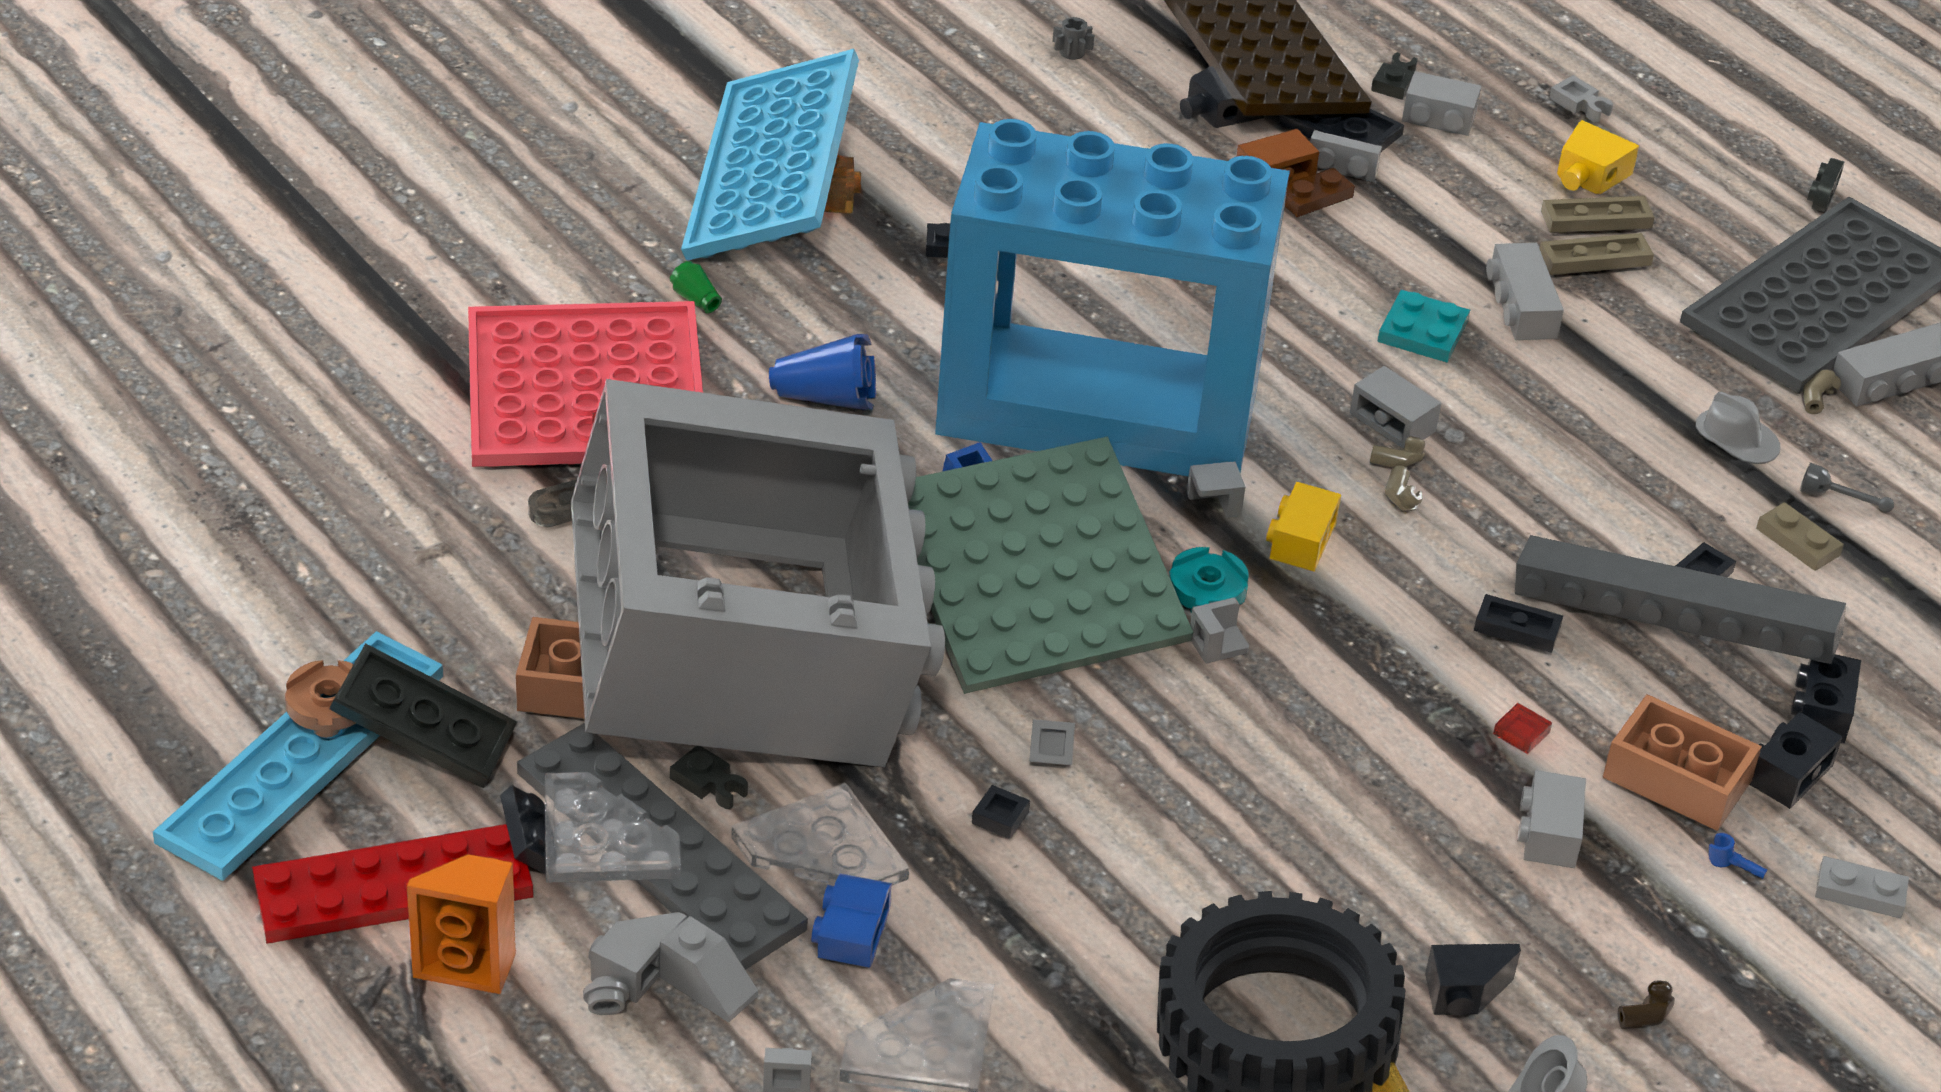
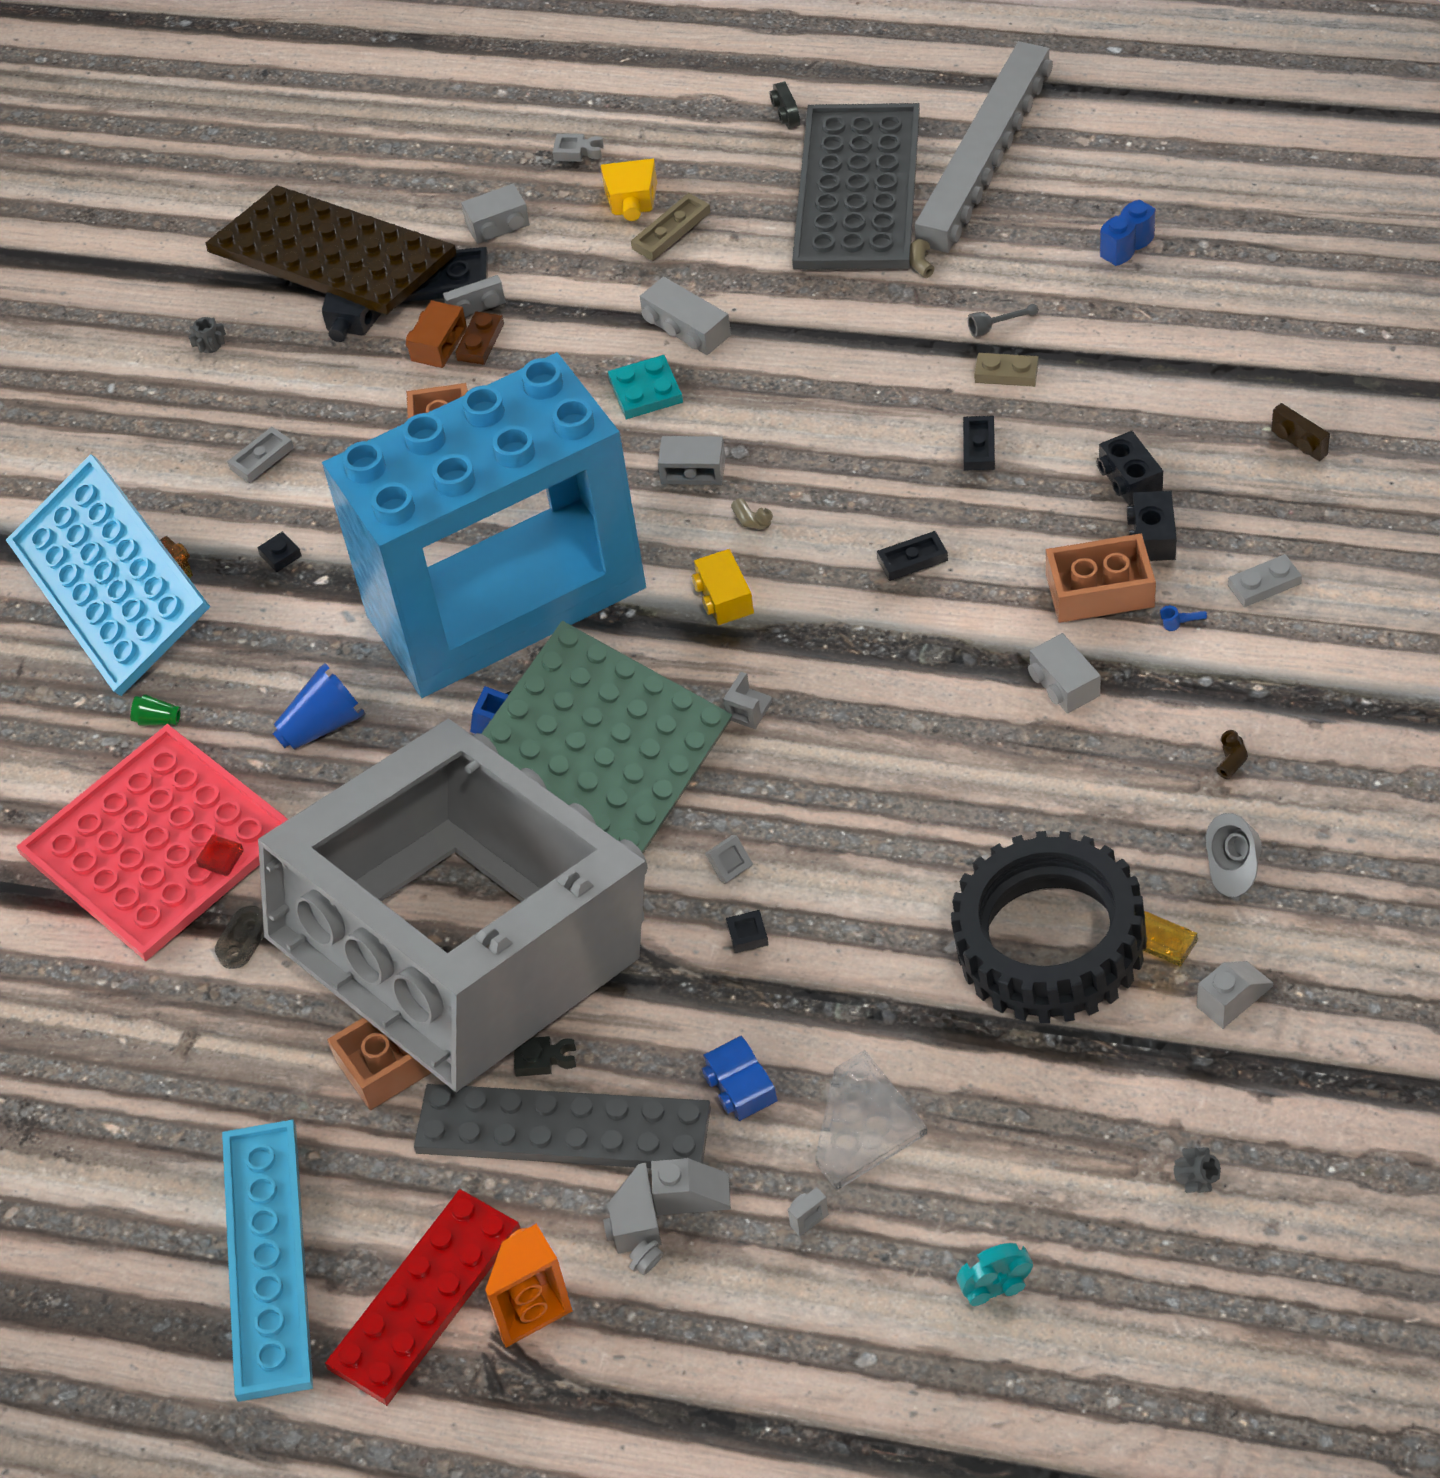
camera: 30 degrees left, 10 degrees up
(304, 698) = (253, 1223): nougat plate -> none
(423, 715) = (325, 1165): pearl dark grey tile -> none
(526, 826) = (474, 1186): black plate -> none
(602, 835) = (533, 1153): clear plate -> none
(821, 840) = (659, 1040): clear plate -> none
(1197, 563) = (704, 654): teal plate -> none
(1219, 481) = (644, 597): light grey panel -> none
(1395, 77) = (442, 214): pearl dark grey plate -> none
(1406, 456) = (727, 492): dark tan arm -> none
(1469, 976) = (1120, 818): black slope -> none
(1522, 728) = (983, 625): clear red tile -> none
(1596, 253) = (699, 255): dark tan plate -> none
(1680, 599) = (994, 468): dark grey brick -> none
(1737, 429) = (900, 321): light grey piece -> none

